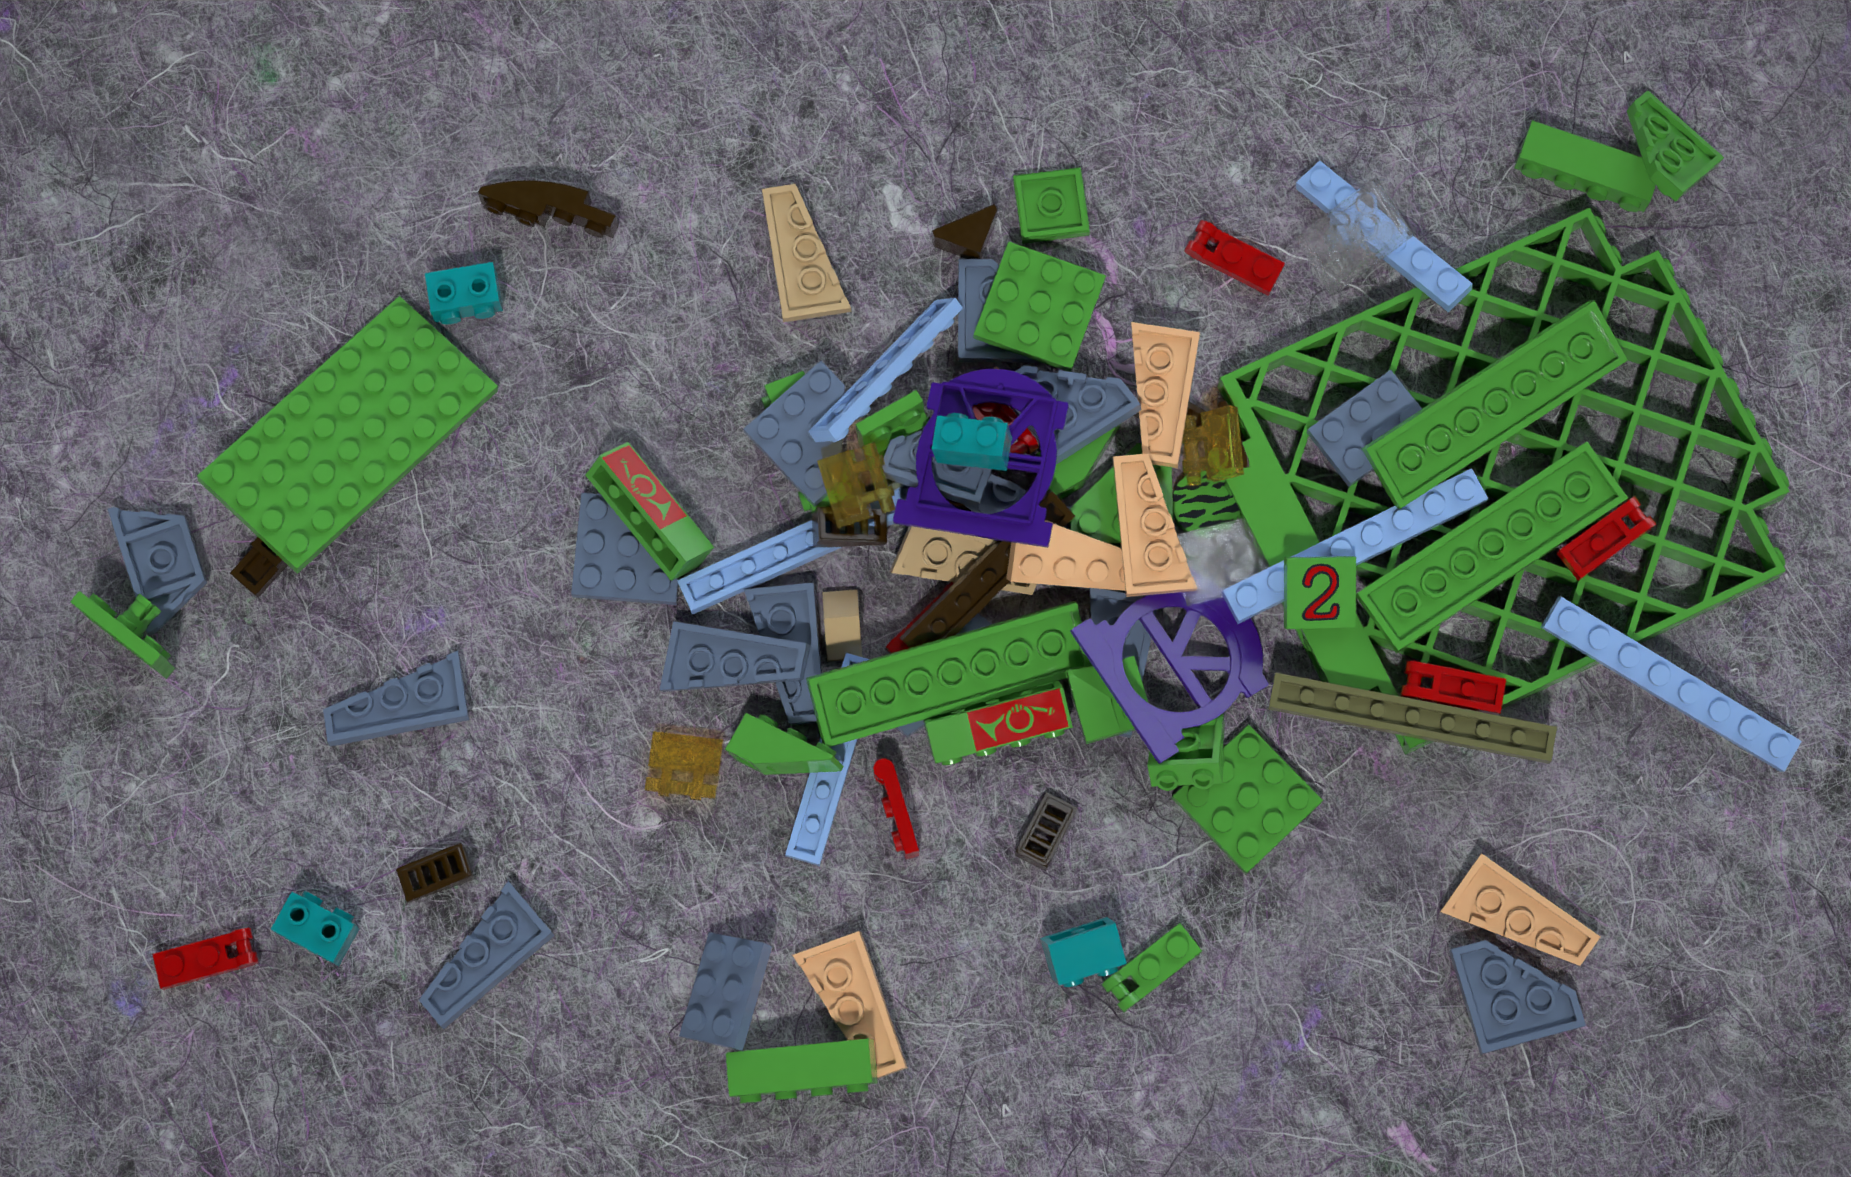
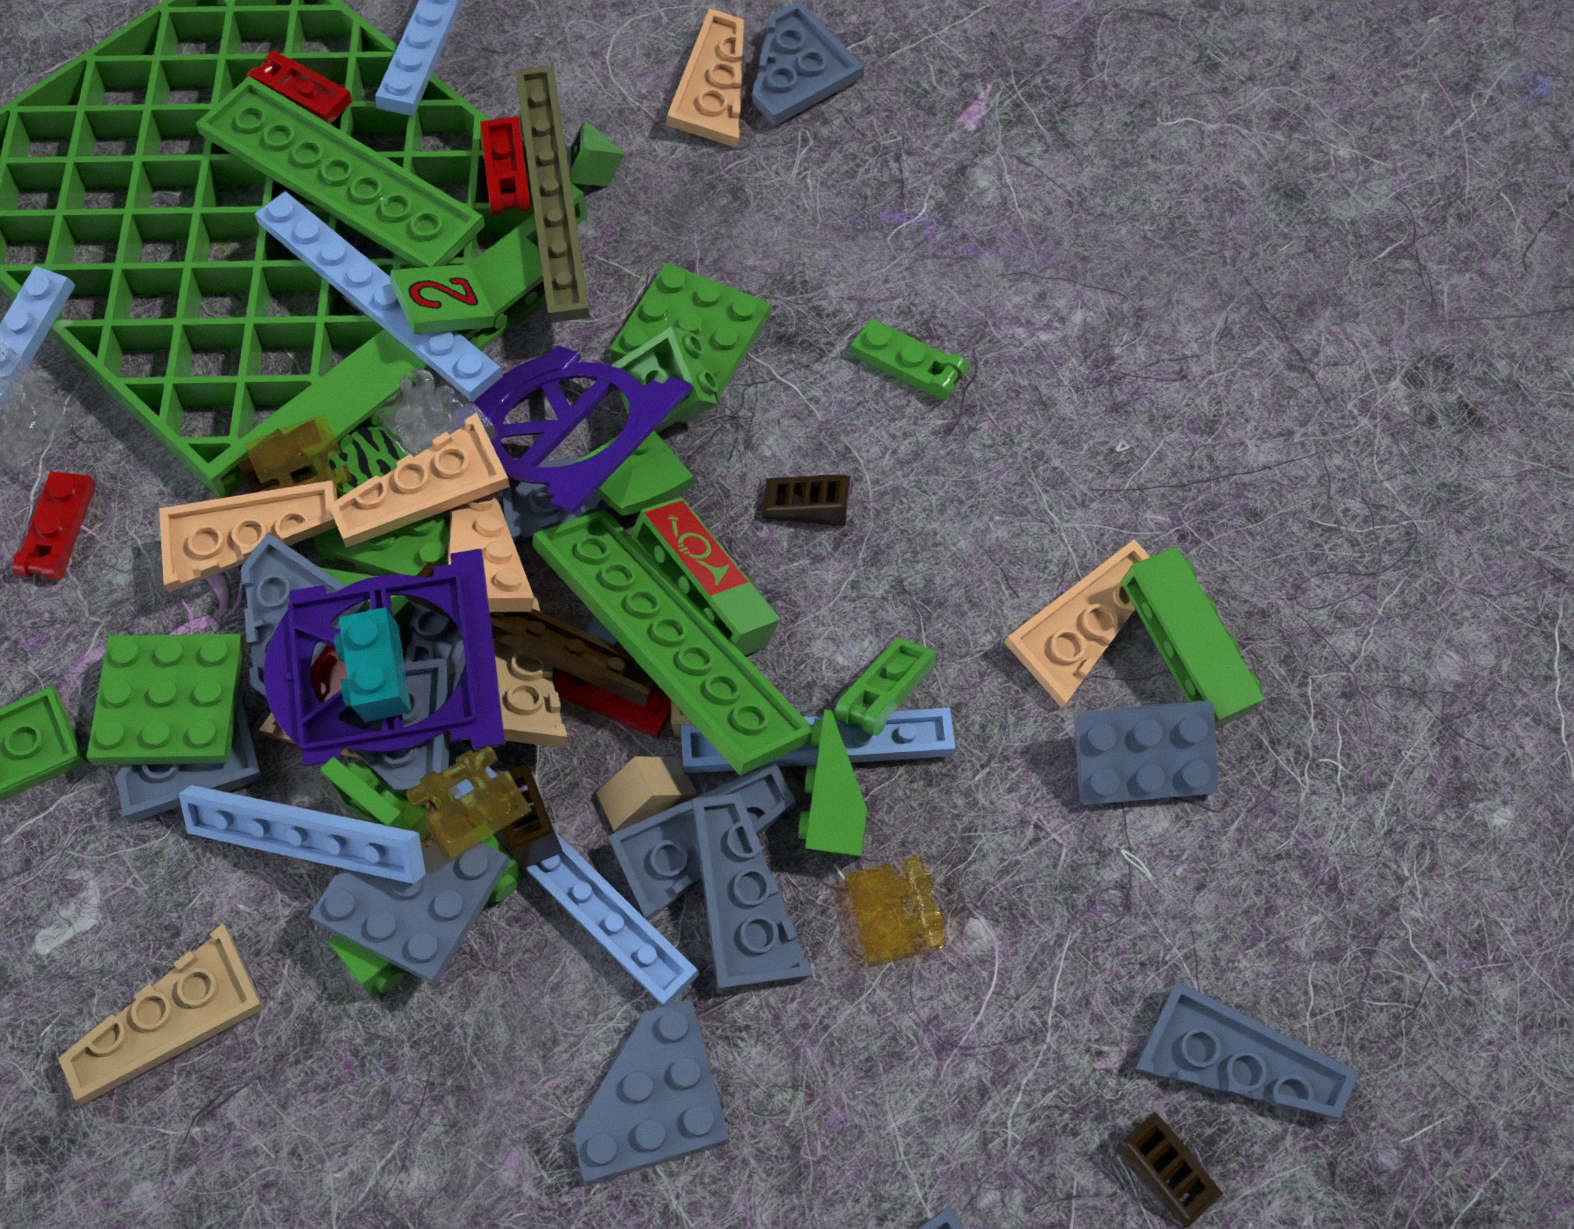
camera: 110 degrees left, 15 degrees down
(649, 511) = (581, 1073): bright green brick -> none
(853, 823) = (885, 685): none -> bright green plate
(895, 807) = (847, 650): red plate -> none
(967, 235) = (91, 814): dark brown slope -> none
(1083, 952) = (925, 413): teal brick -> none
(1360, 422) = (234, 318): sand blue plate -> none
(1457, 771) = (592, 157): none -> bright green slope
(1494, 404) = (177, 207): bright green plate -> none

